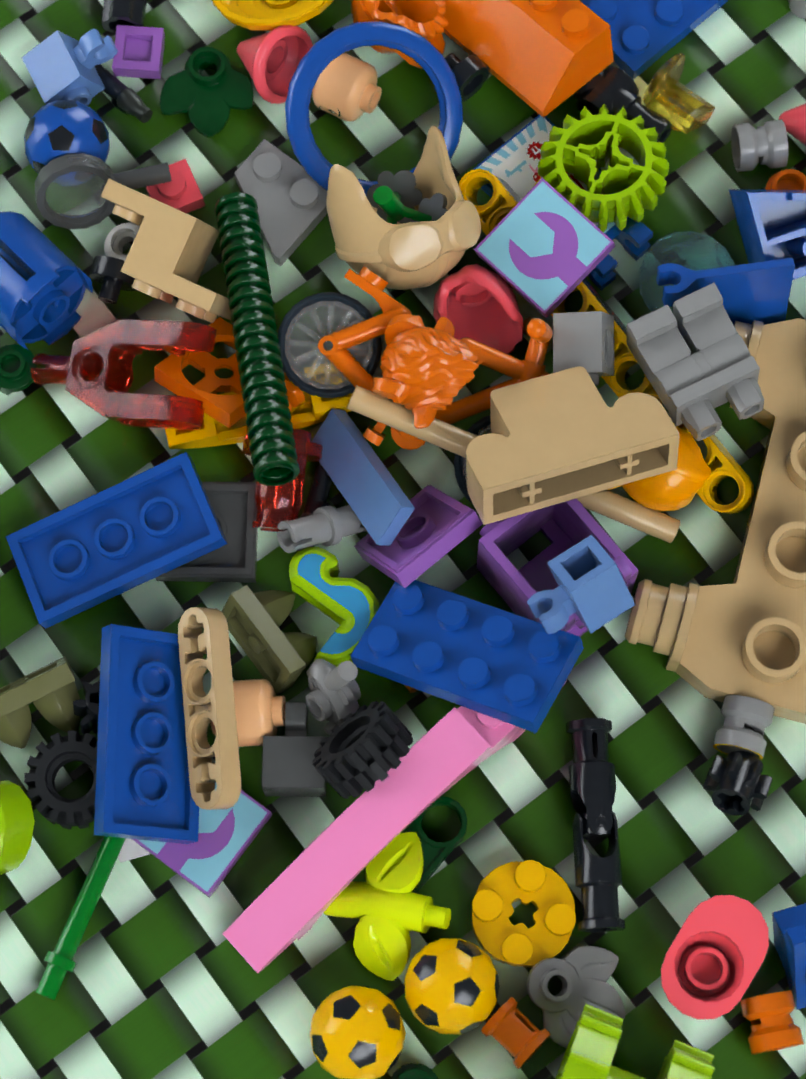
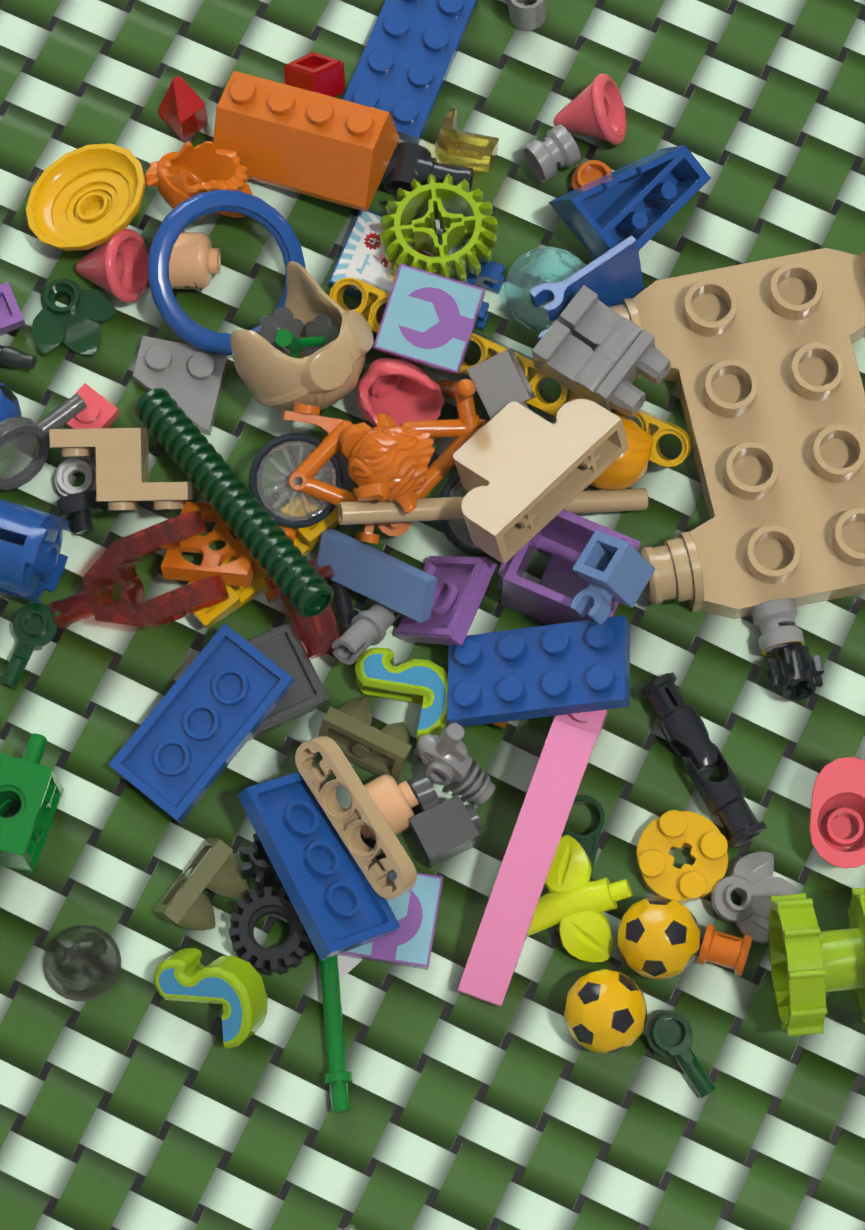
camera: 30 degrees left, 0 degrees up
(362, 749) = (497, 788): black tyre -> none
(470, 74) = (284, 201): black tile -> none

